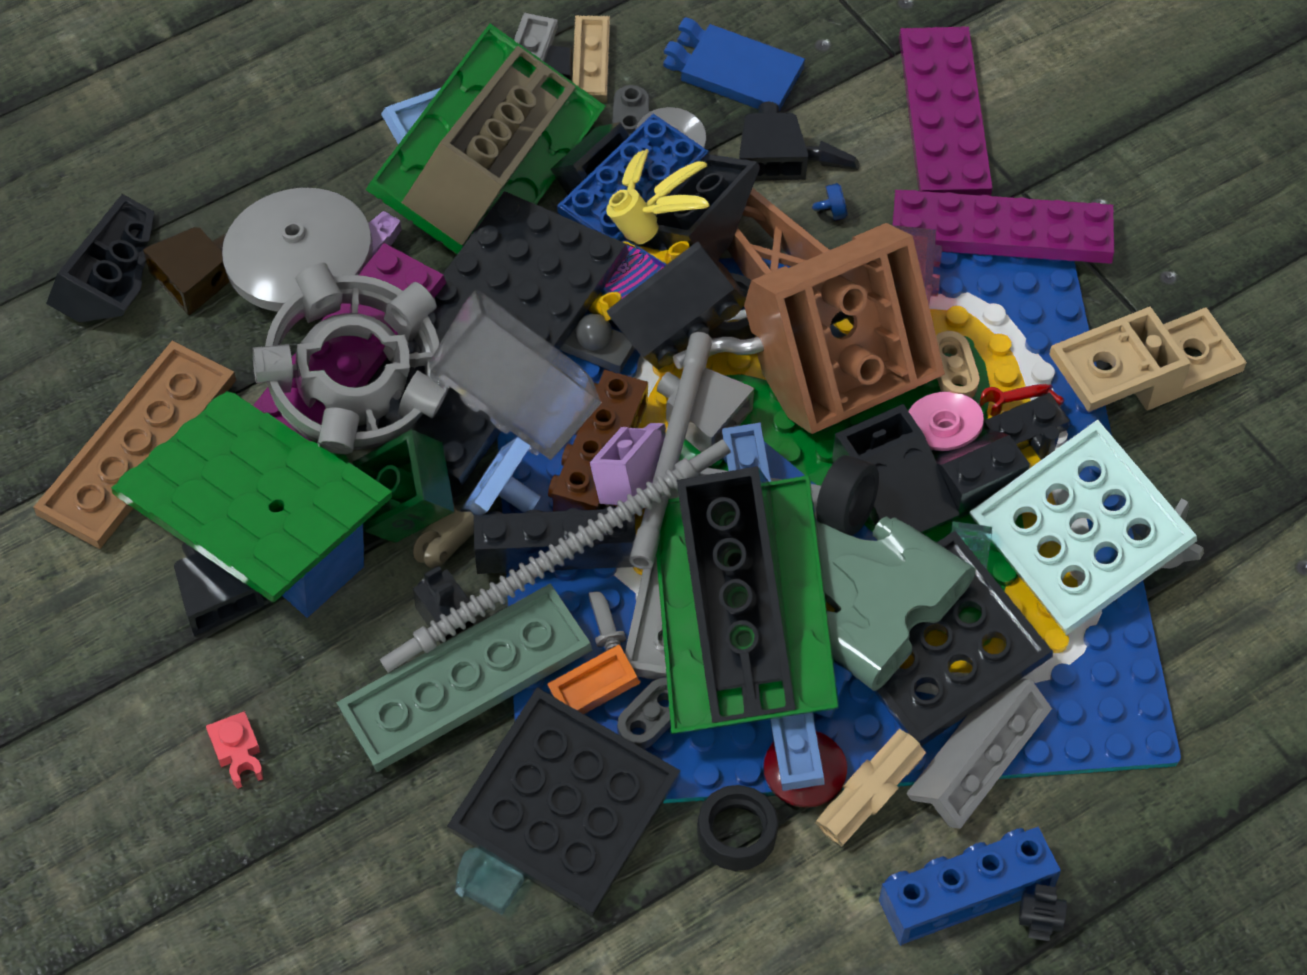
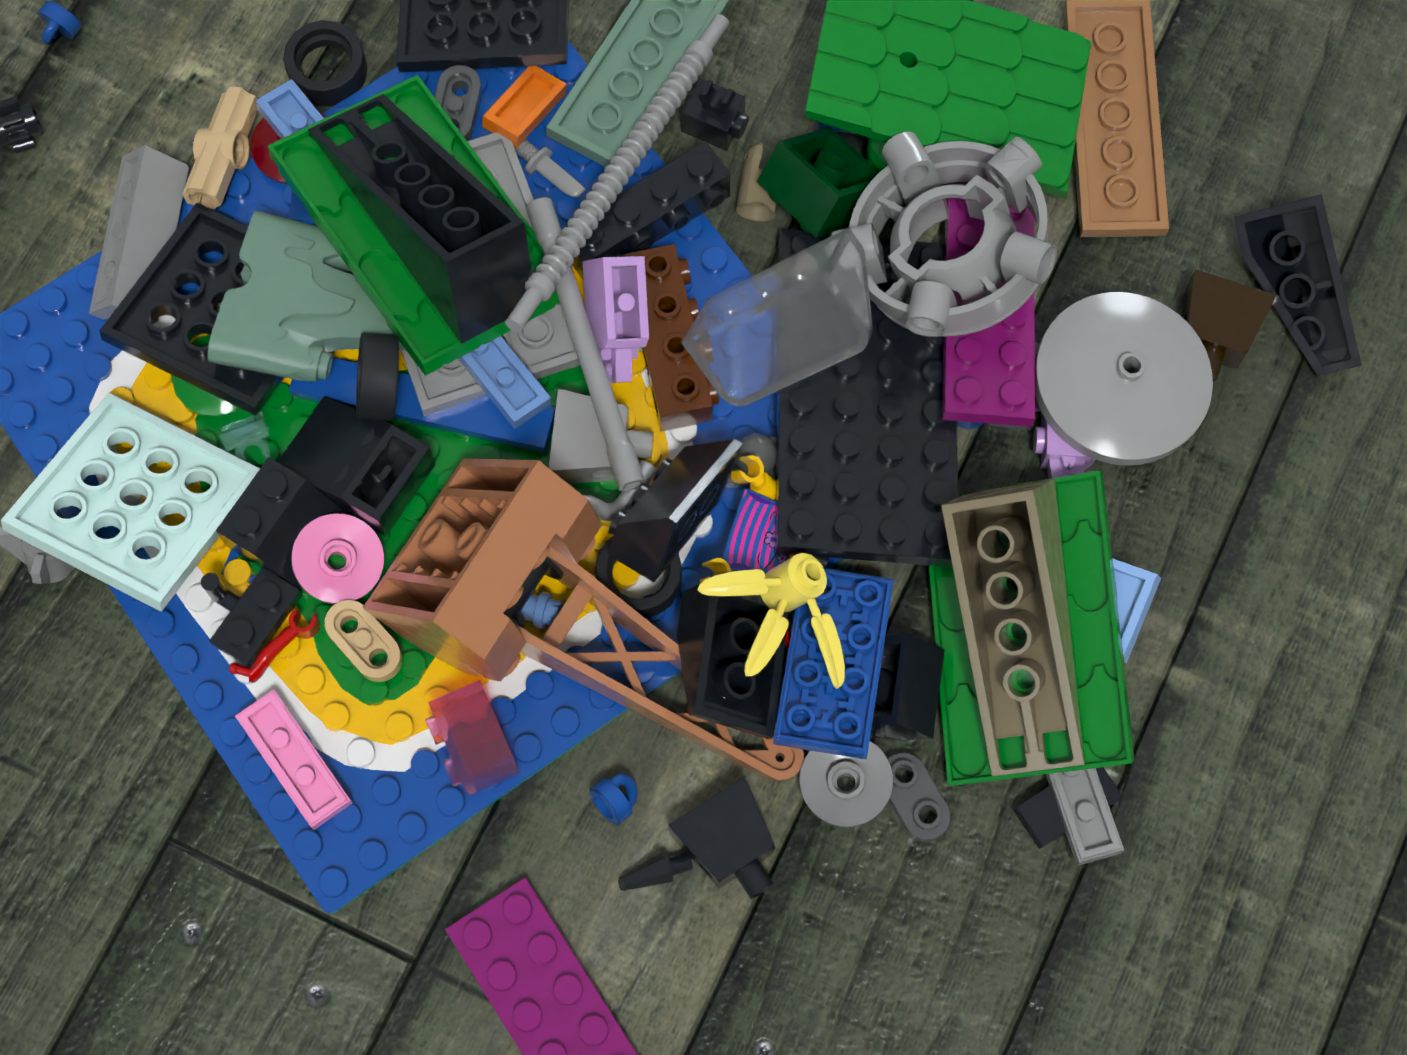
camera: 150 degrees right, 15 degrees up
(499, 482) = (739, 234): light blue tile -> none
(592, 55) = (1014, 857): tan tile -> none
(733, 65) = (839, 944): blue tile -> none
(967, 884) = (92, 117): blue brick -> none
(1010, 225) = (404, 876): magenta plate -> none
(1042, 321) = (293, 759): none -> bright pink tile
(1147, 358) = (154, 762): tan bracket -> none

